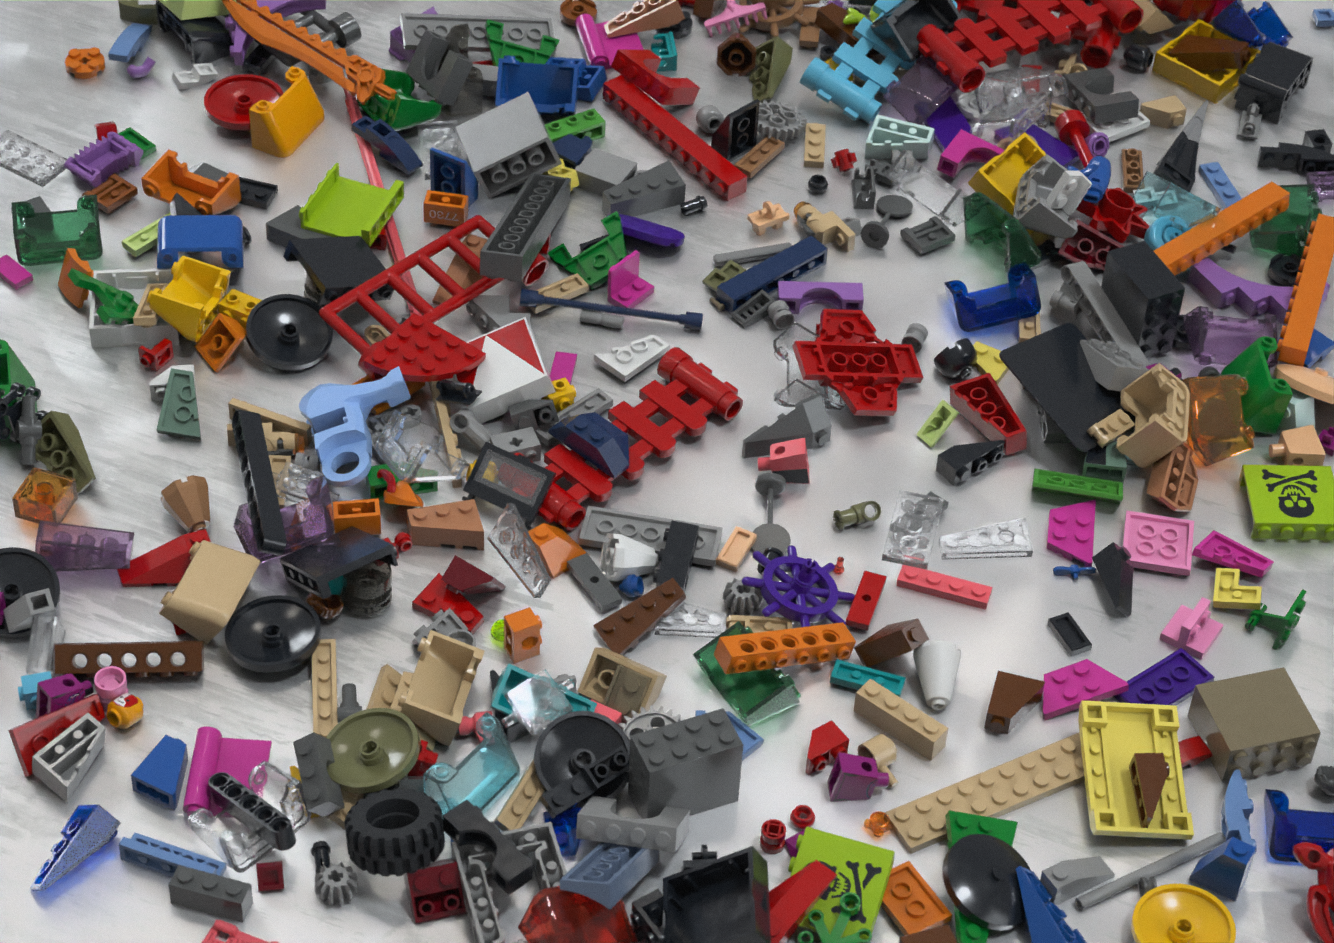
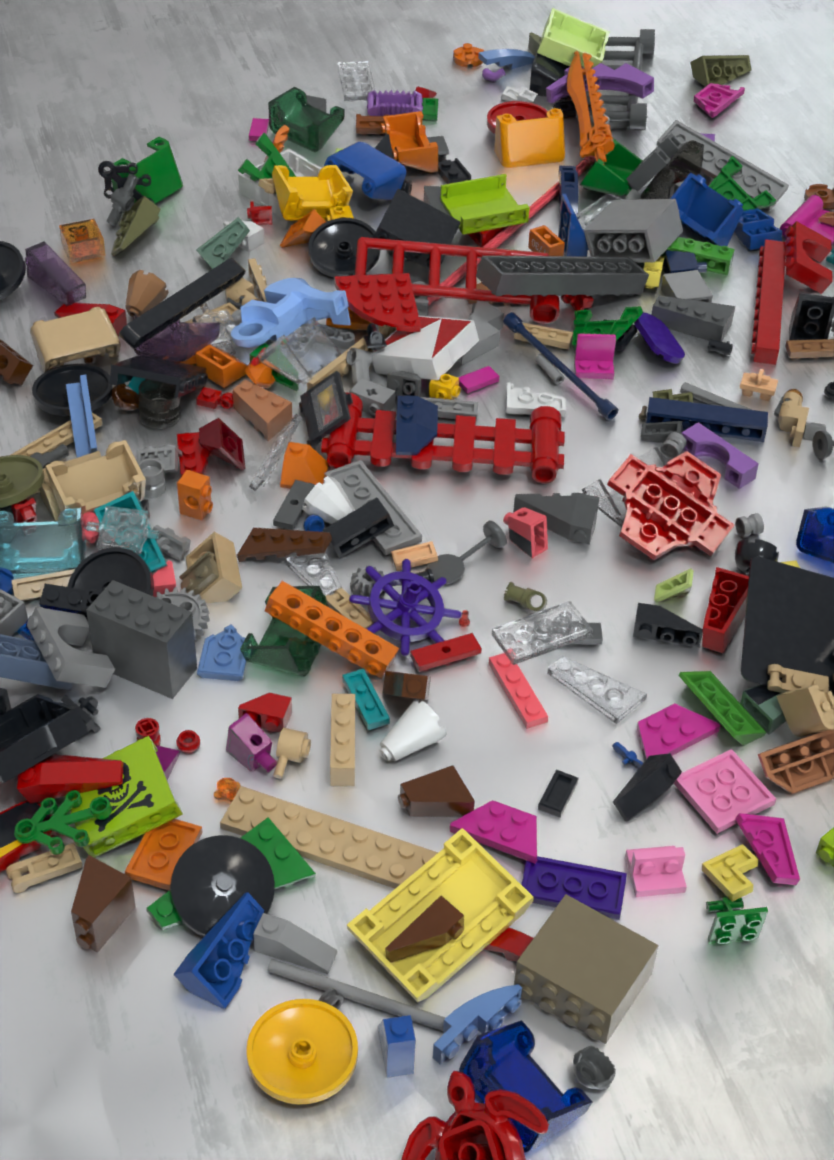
camera: 50 degrees right, 0 degrees up
(333, 650) = (81, 417): none -> medium blue fence

